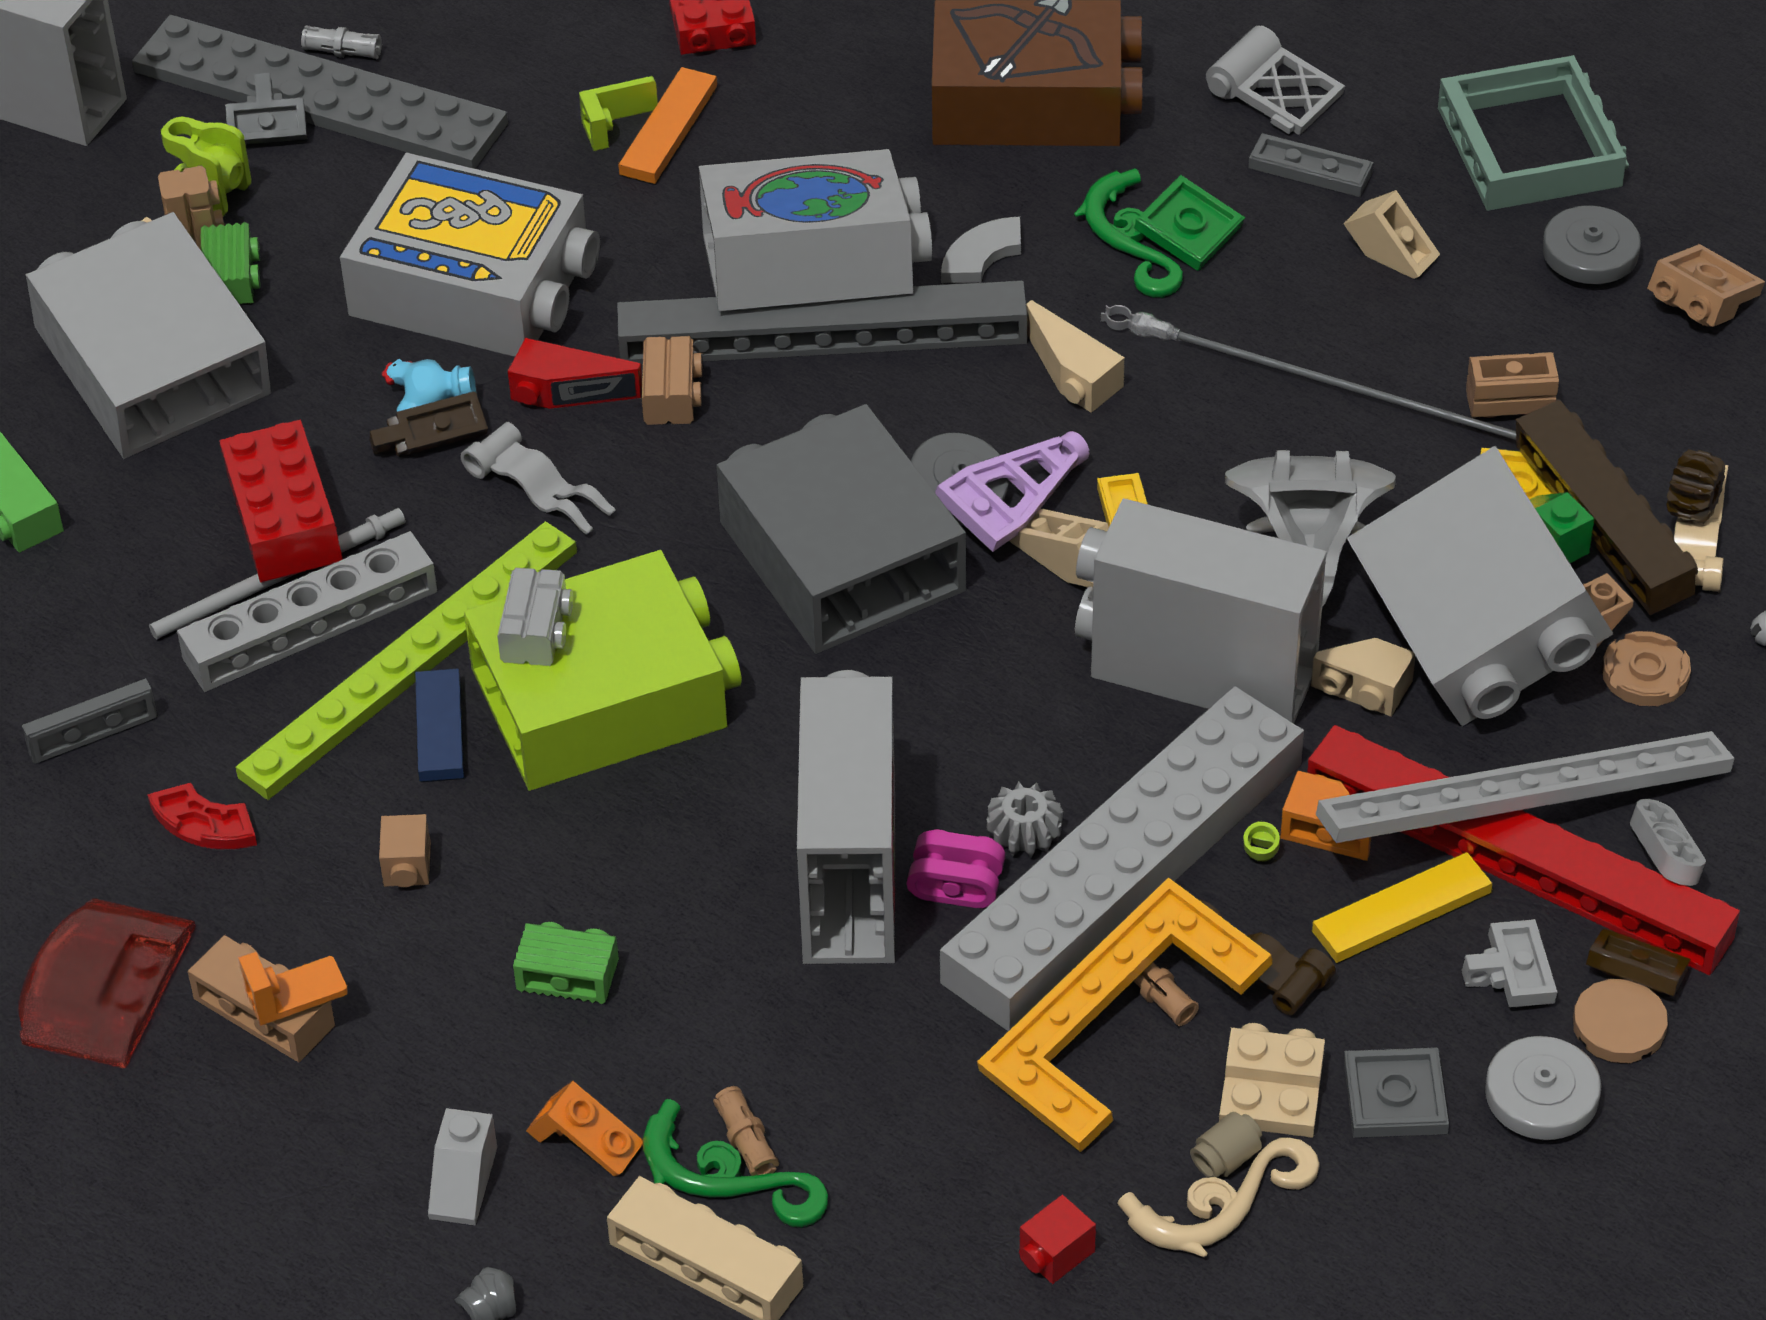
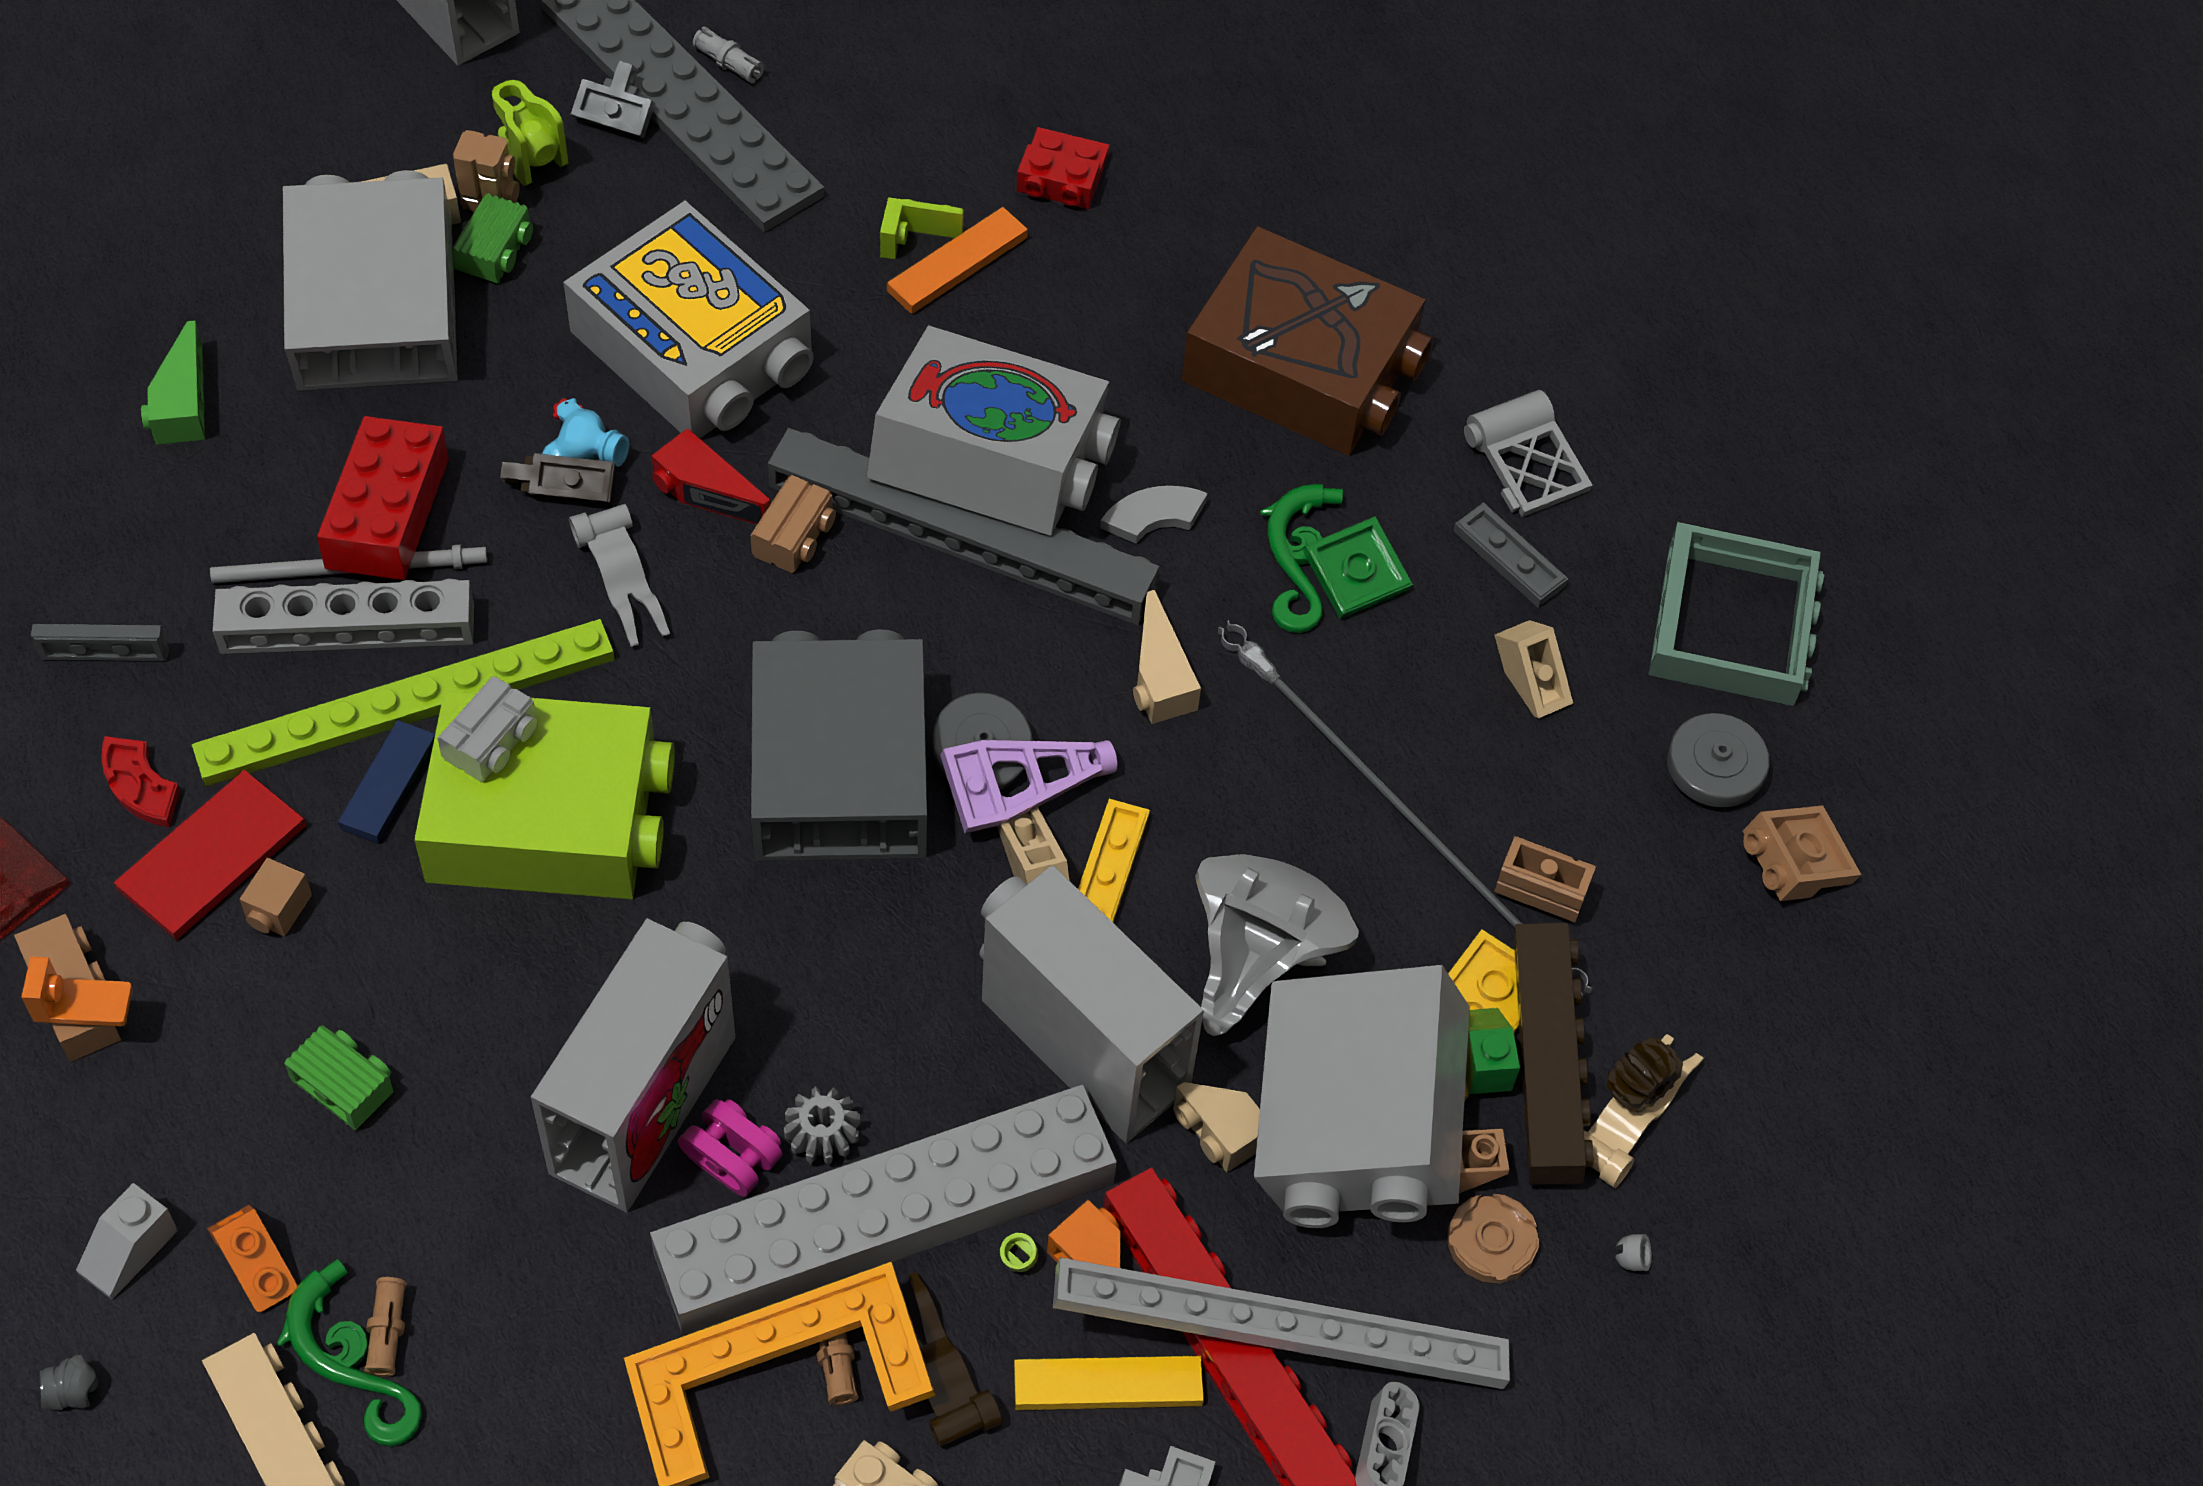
camera: 20 degrees right, 10 degrees up
(314, 847) = (209, 854): none -> red tile

